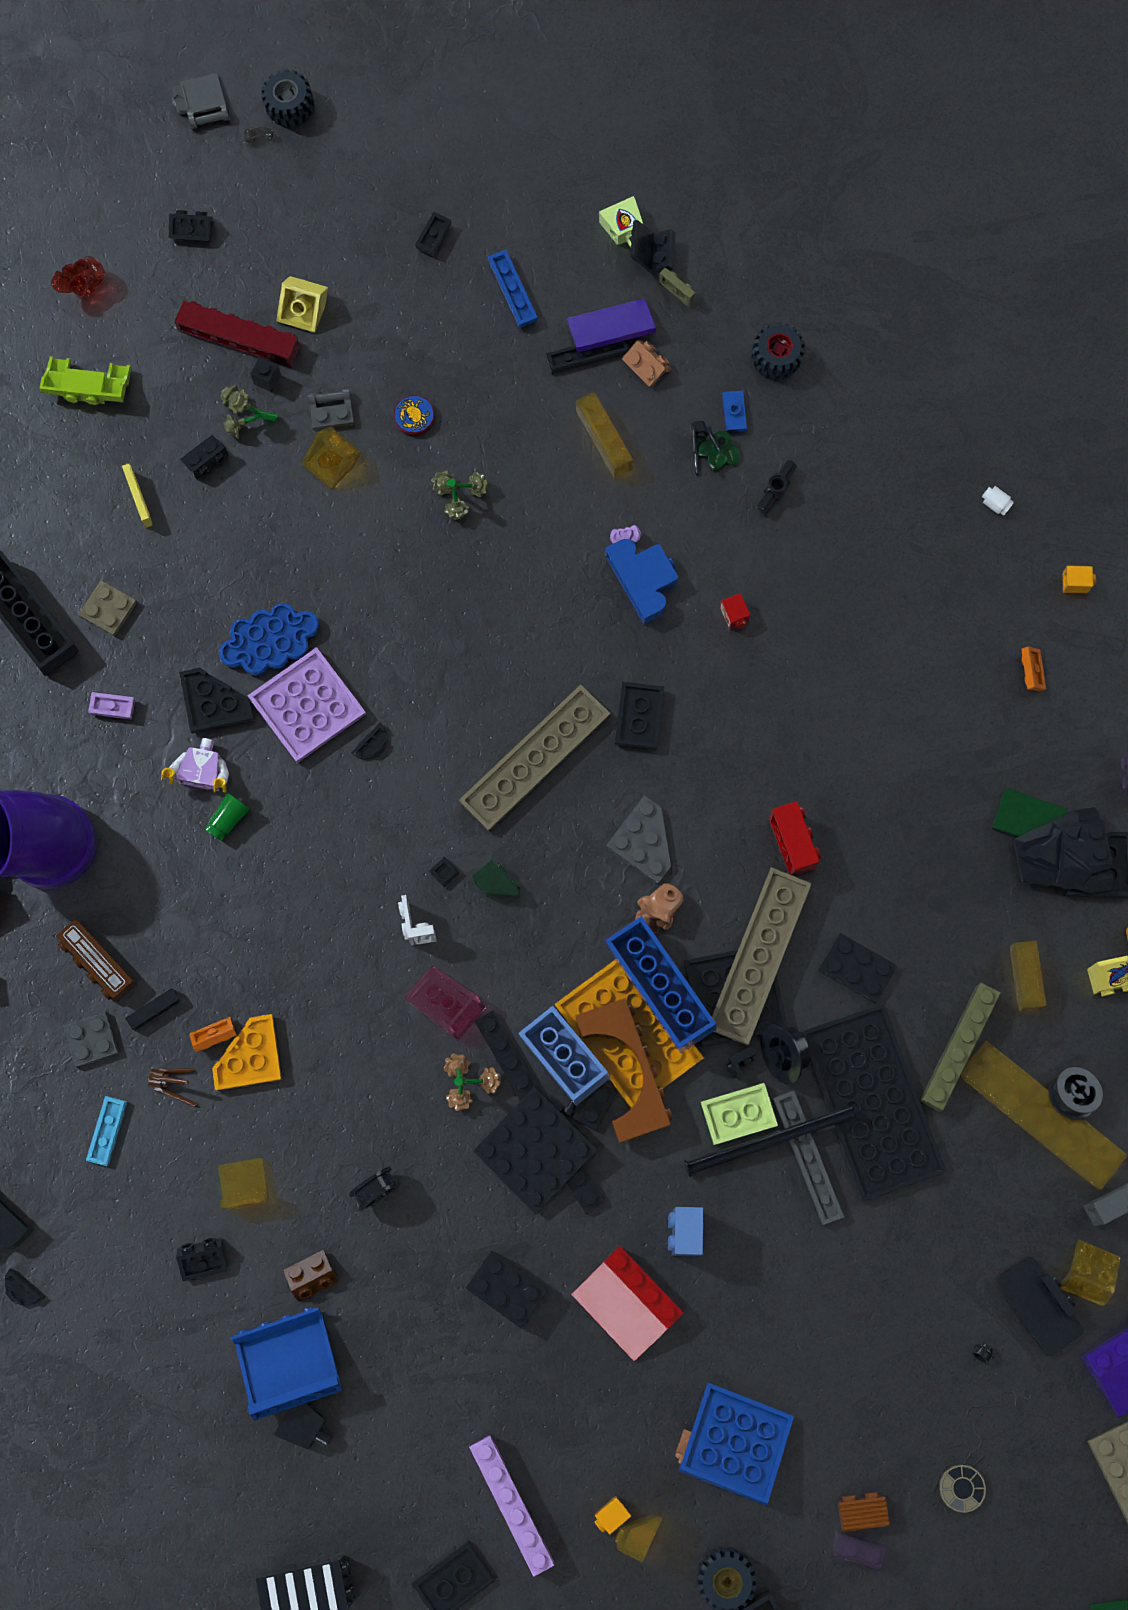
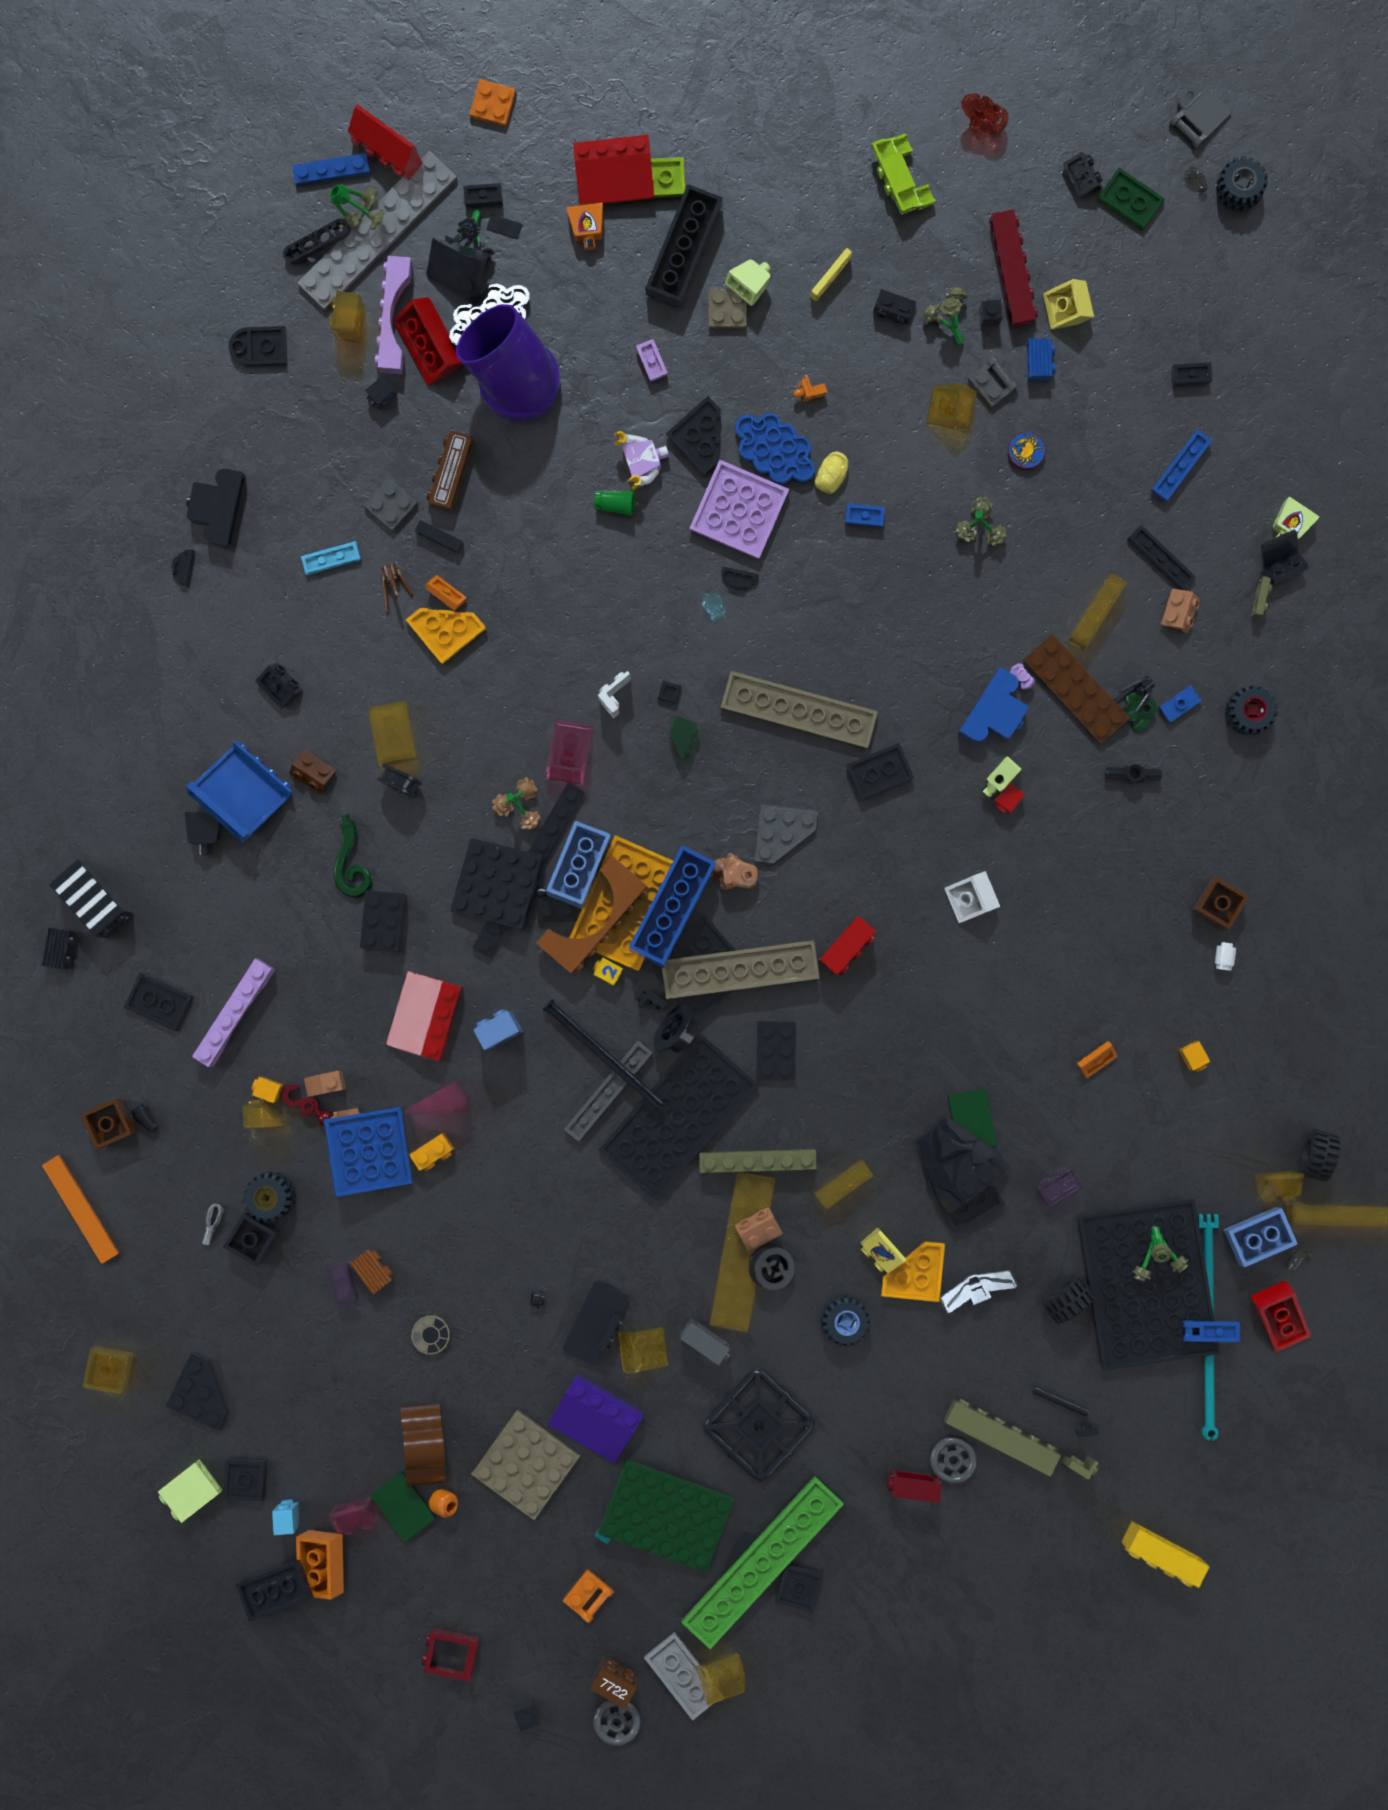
camera: 60 degrees right, 10 degrees up
(94, 571) = (749, 280): none -> yellowish green torso
(234, 578) = (808, 392): none -> orange piece
(239, 199) = (1130, 199): none -> dark green tile
(242, 1184) = (349, 682): clear yellow bracket -> none
(321, 1168) = (393, 733): none -> clear yellow brick
(324, 600) = (832, 472): none -> light yellow piece
(336, 355) = (1040, 359): none -> blue brick
(384, 592) = (865, 515): none -> blue plate
(384, 781) = (713, 604): none -> clear light blue animal
(397, 1274) = (349, 832): none -> dark green plant
(611, 325) = (1196, 563): dark purple tile -> none
(639, 1450) = (324, 1083): none -> nougat slope
(653, 1481) = (308, 1106): none -> dark red piece
(665, 493) = (1076, 688): none -> reddish brown plate
(686, 1089) = (607, 971): none -> yellow brick
(707, 596) = (1008, 770): none -> yellowish green torso
(727, 1330) = (445, 1100): none -> clear pink slope
(739, 1114) = (611, 1021): yellowish green plate -> none
(772, 1375) = (431, 1152): none -> light orange brick
(811, 697) = (972, 897): none -> white slope
(945, 476) = (1220, 903): none -> reddish brown brick
(1030, 1084) = (758, 1229): none -> nougat bracket
(1076, 1562) = (423, 1444): none -> reddish brown brick

